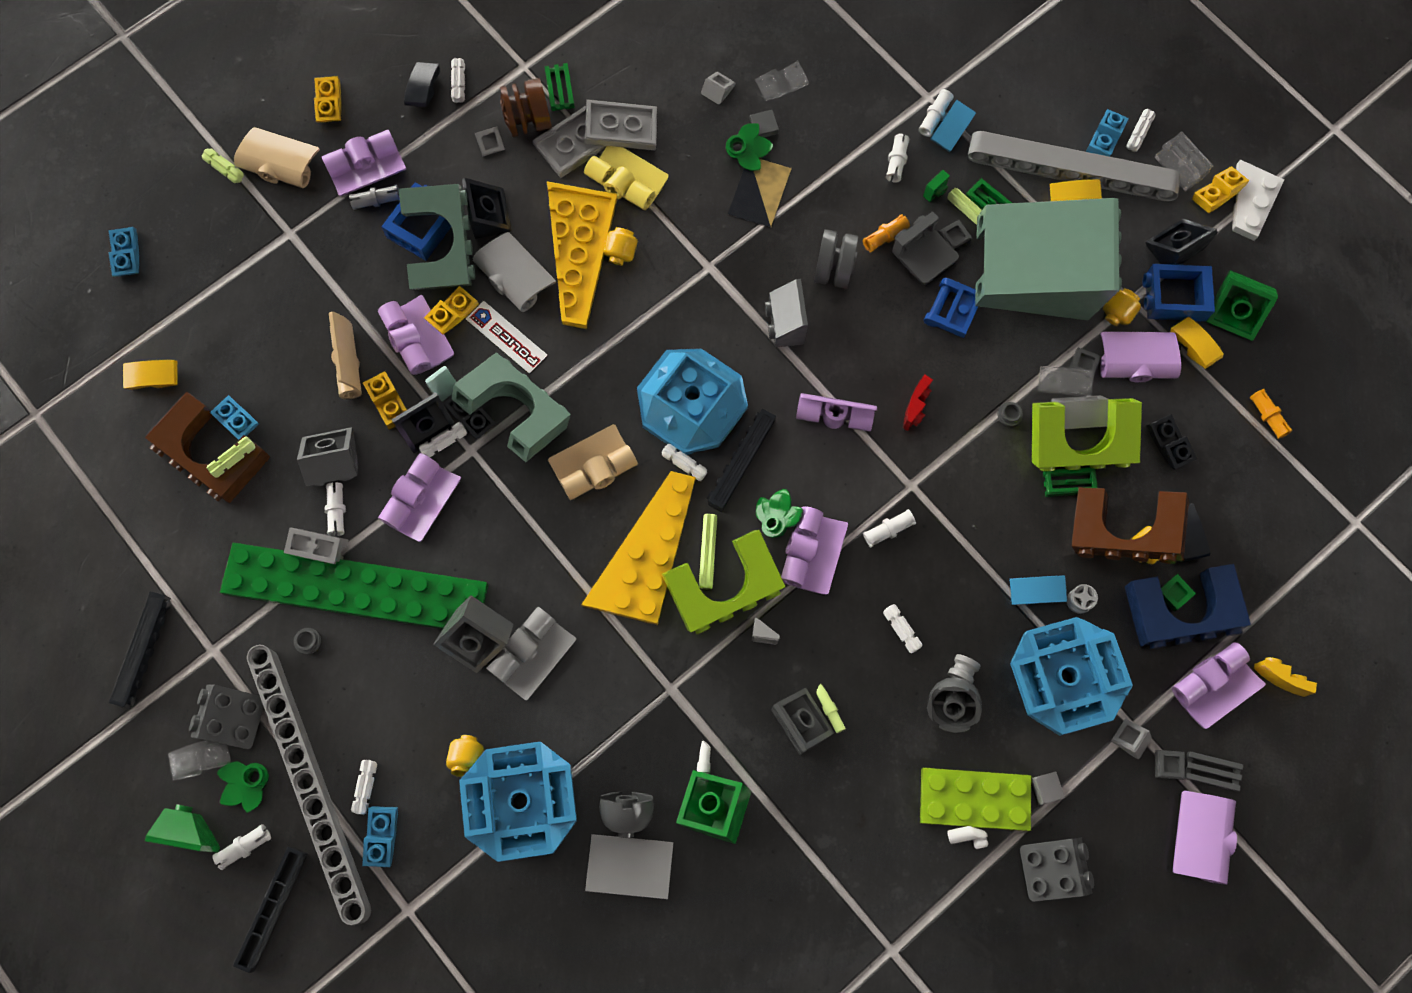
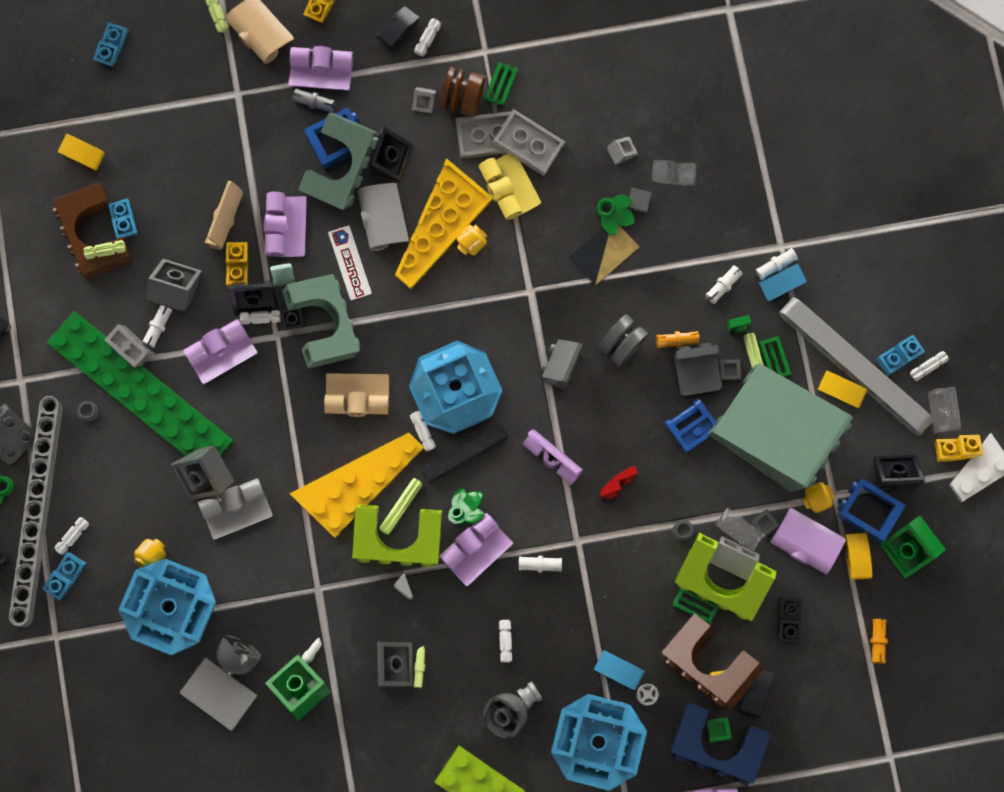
camera: 30 degrees right, 5 degrees up
(452, 311) = (320, 222): yellow slope -> none

